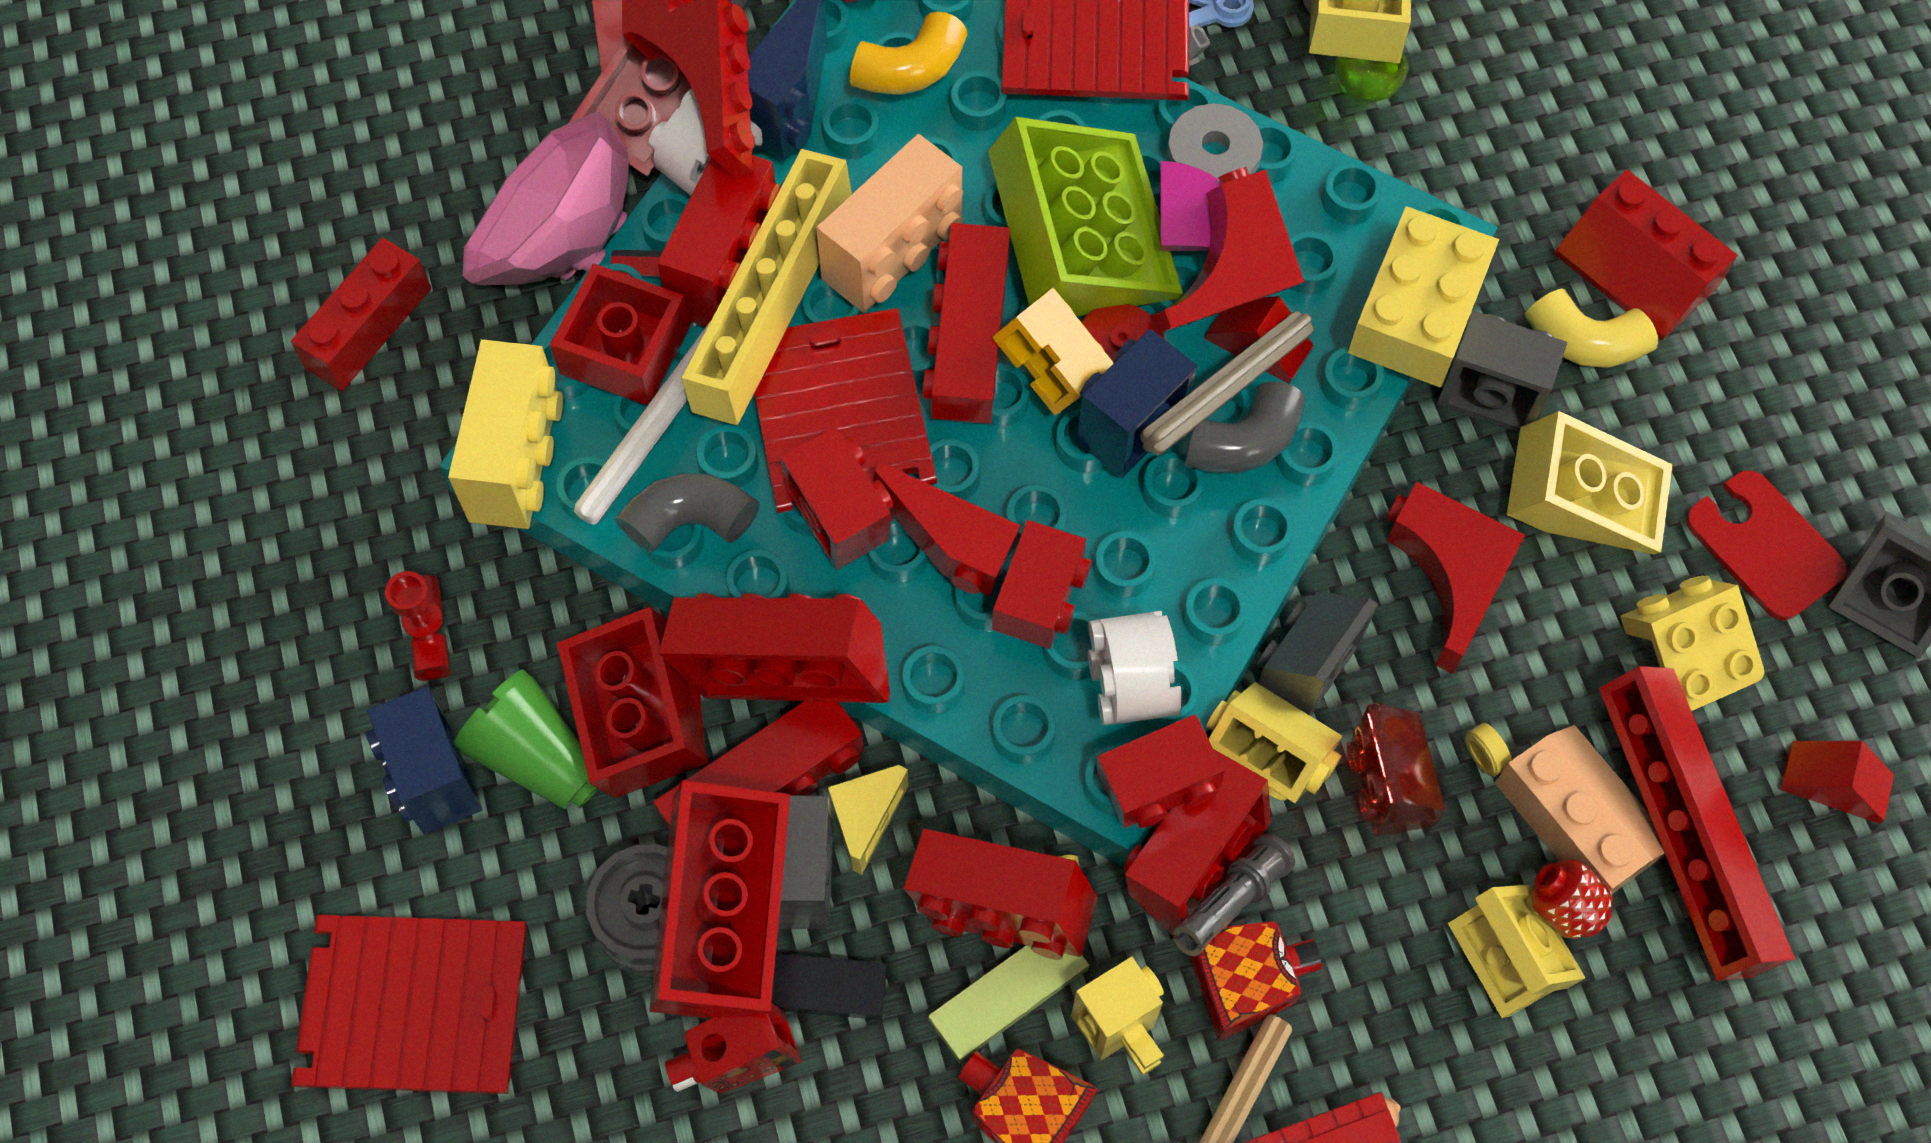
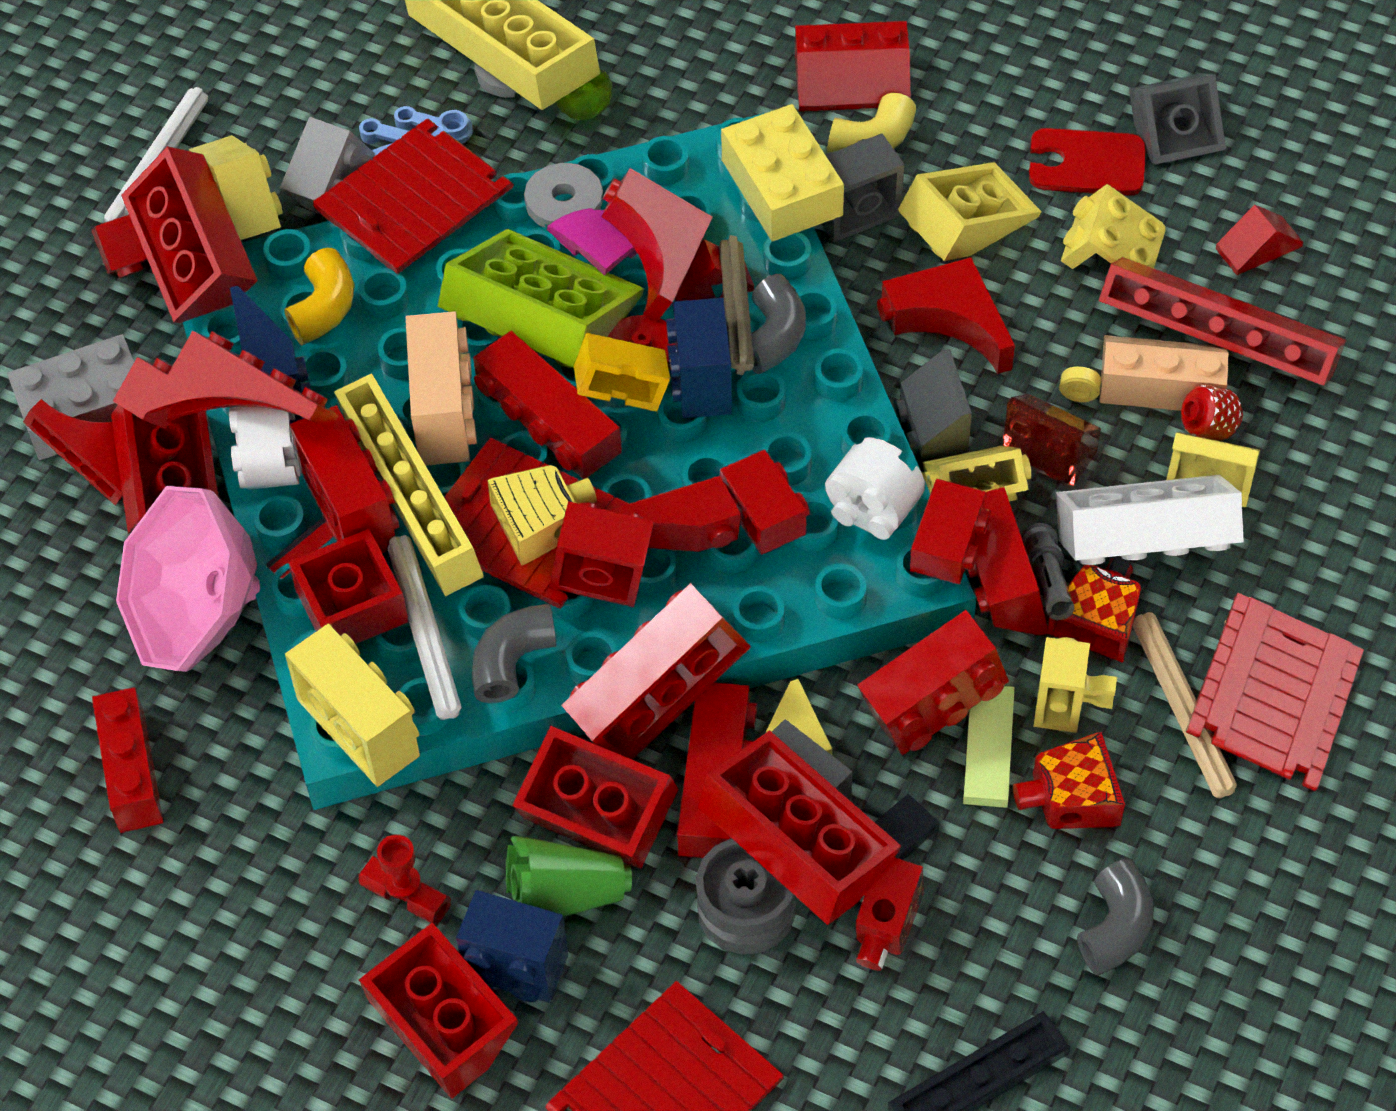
camera: 45 degrees left, 10 degrees down
(311, 753) = (440, 1009): none -> red slope
(849, 397) = (534, 507): none -> light yellow torso
(1382, 939) = (1149, 518): none -> white brick

